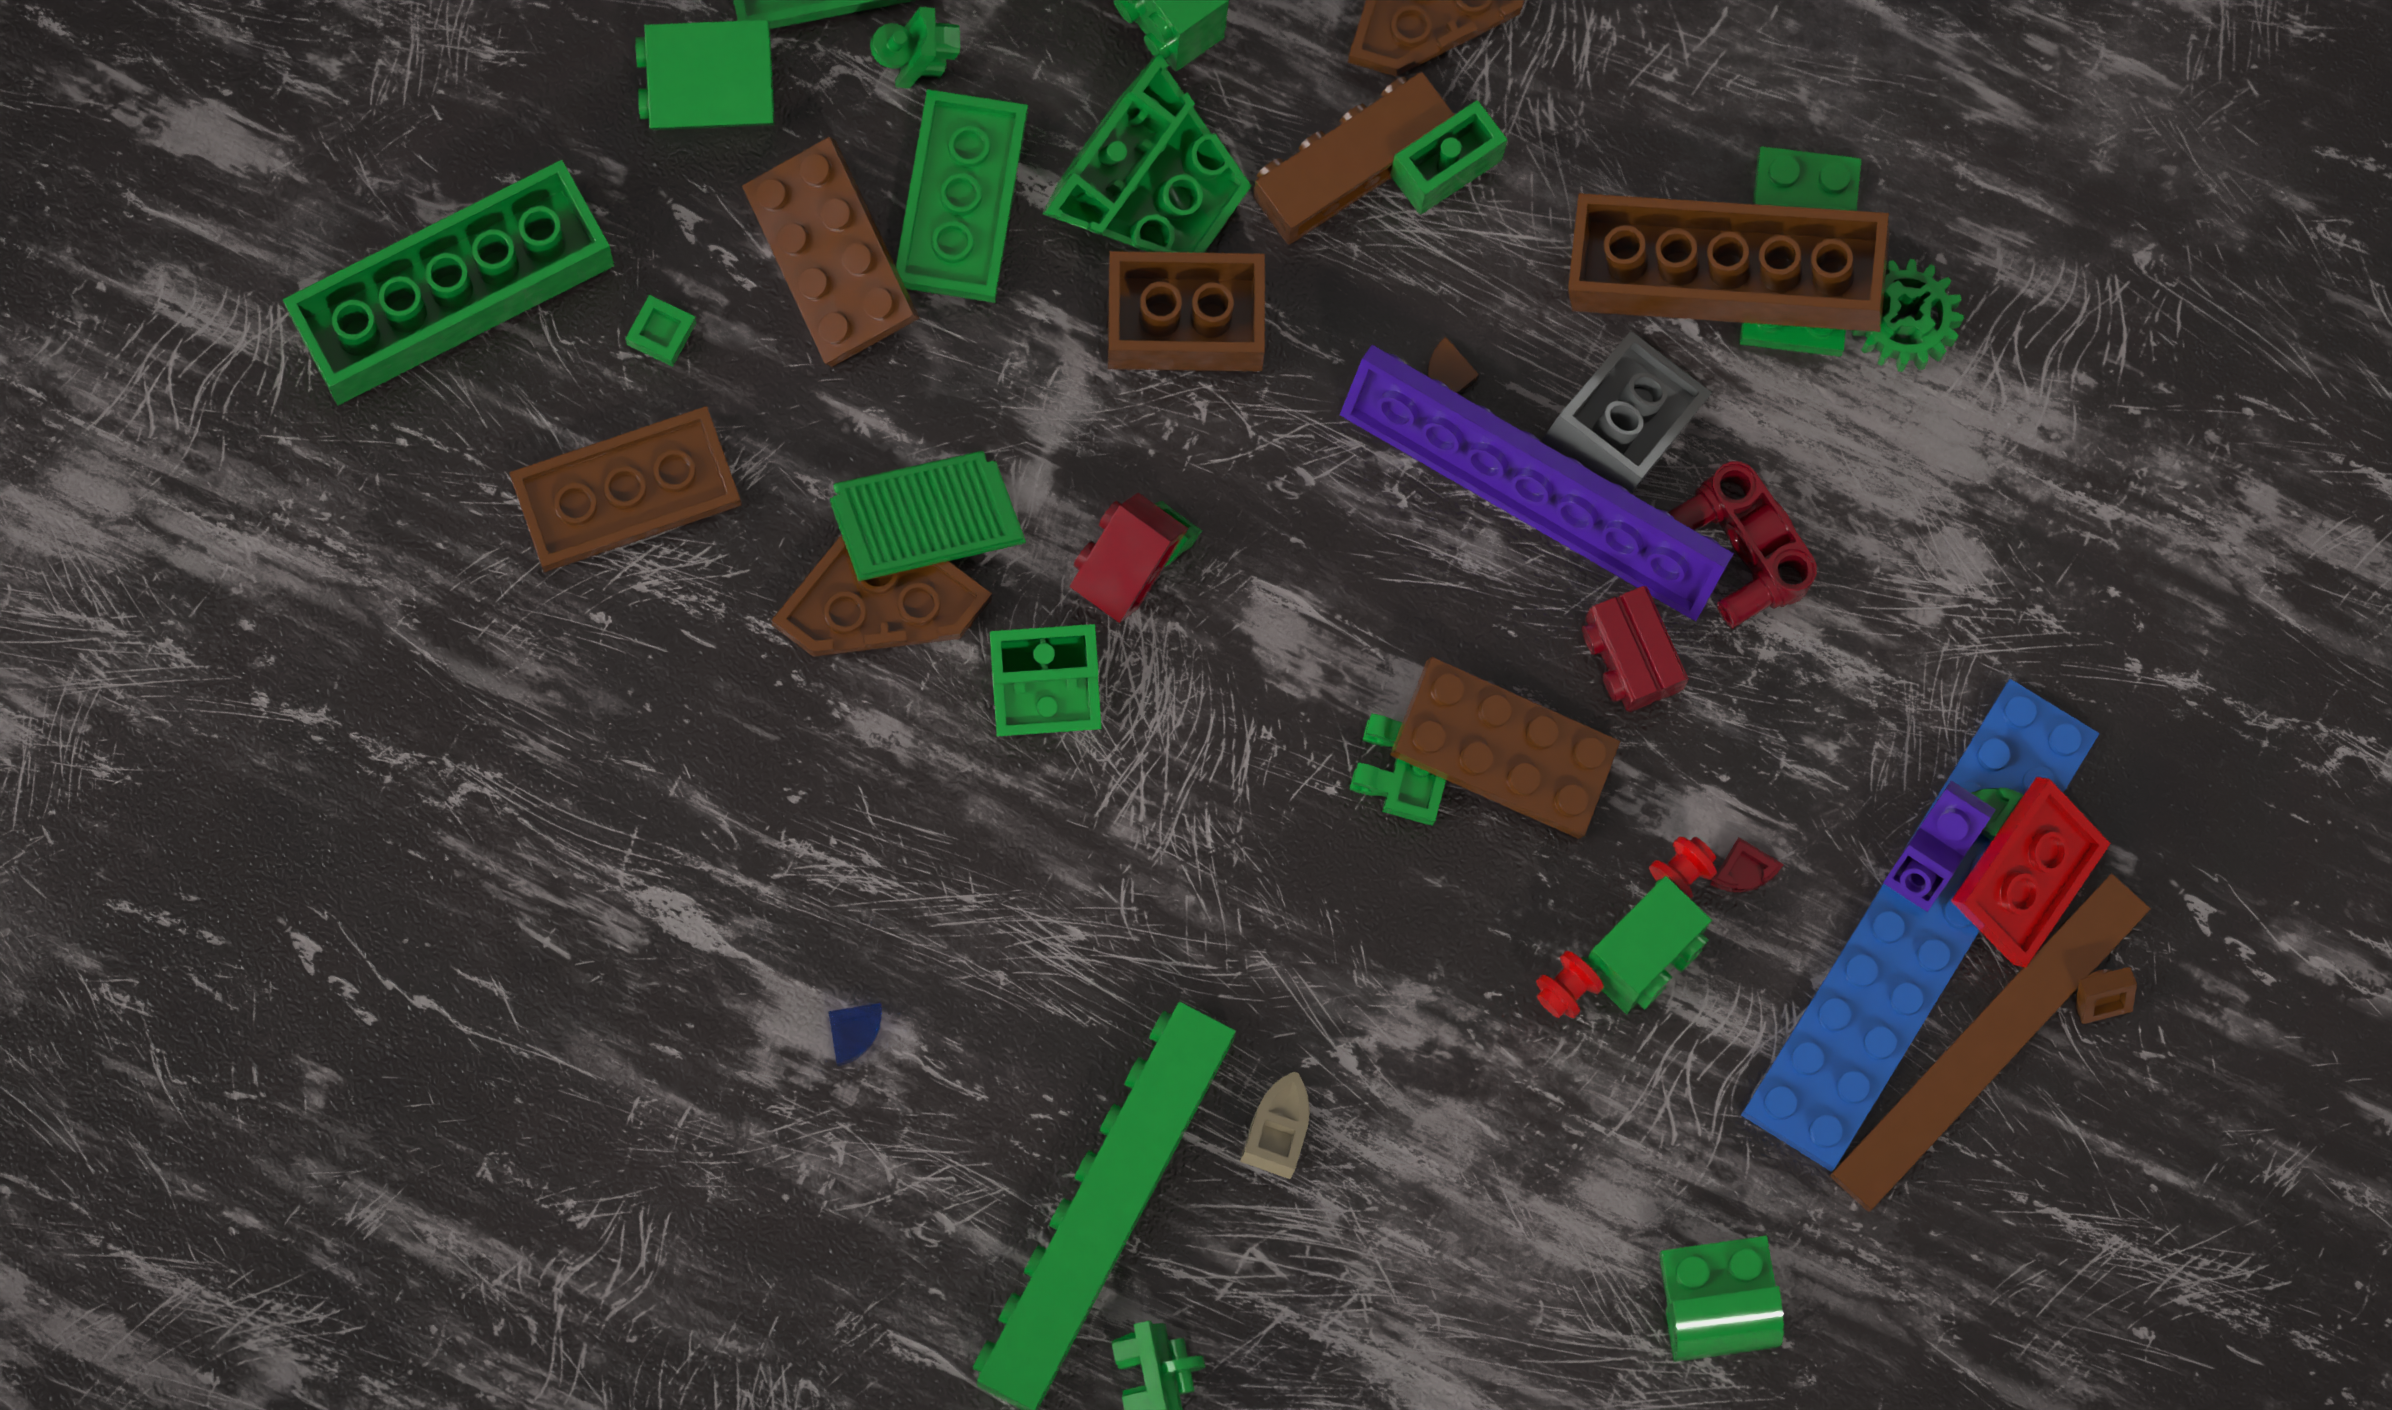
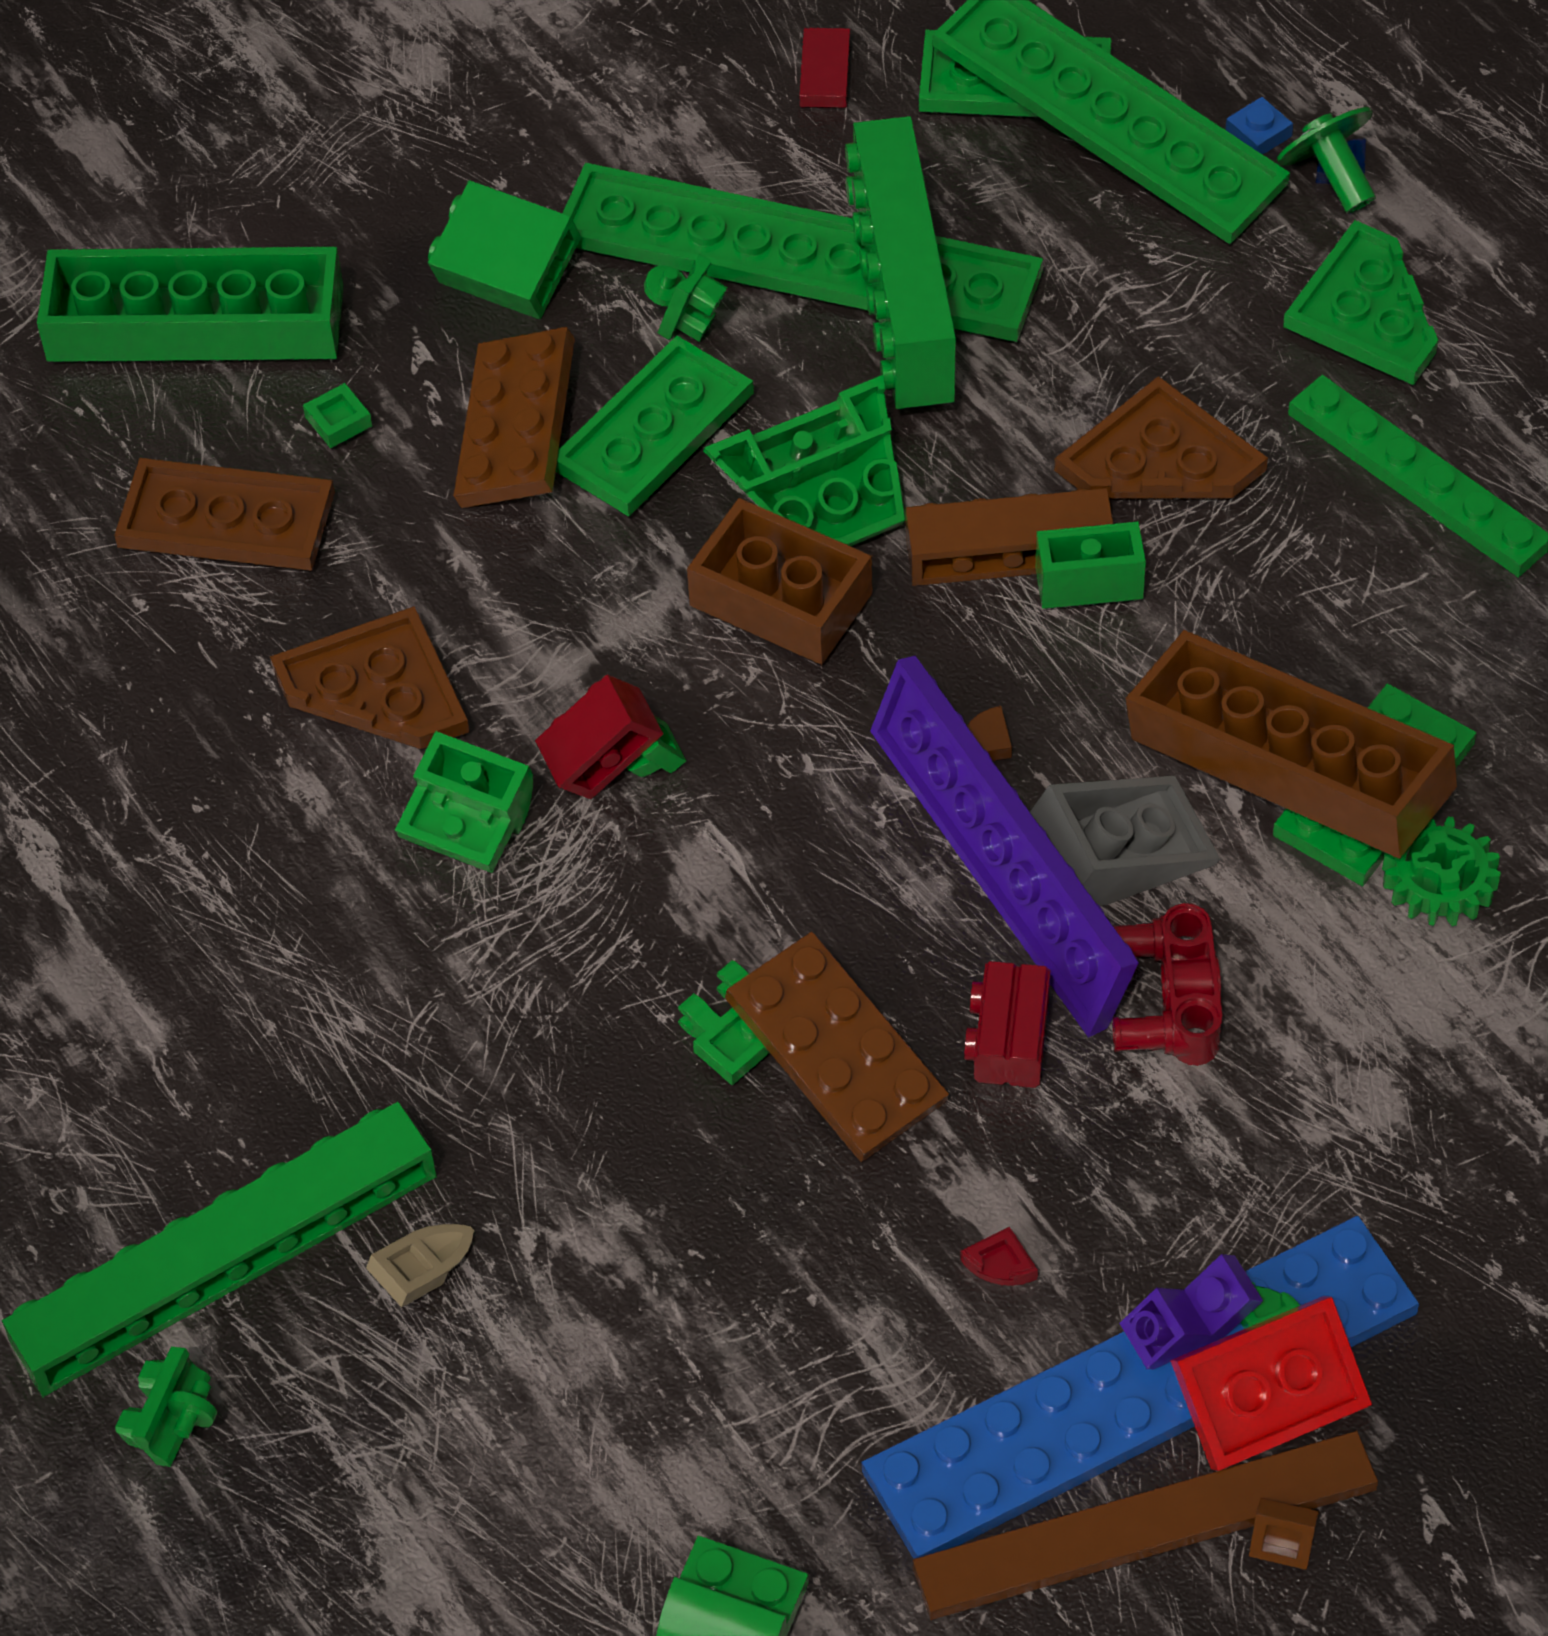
camera: 40 degrees right, 20 degrees down
(854, 1031) = (114, 1006): clear blue tile -> none
(925, 515) = (454, 637): green window -> none
(1645, 945) = (851, 1256): green brick -> none

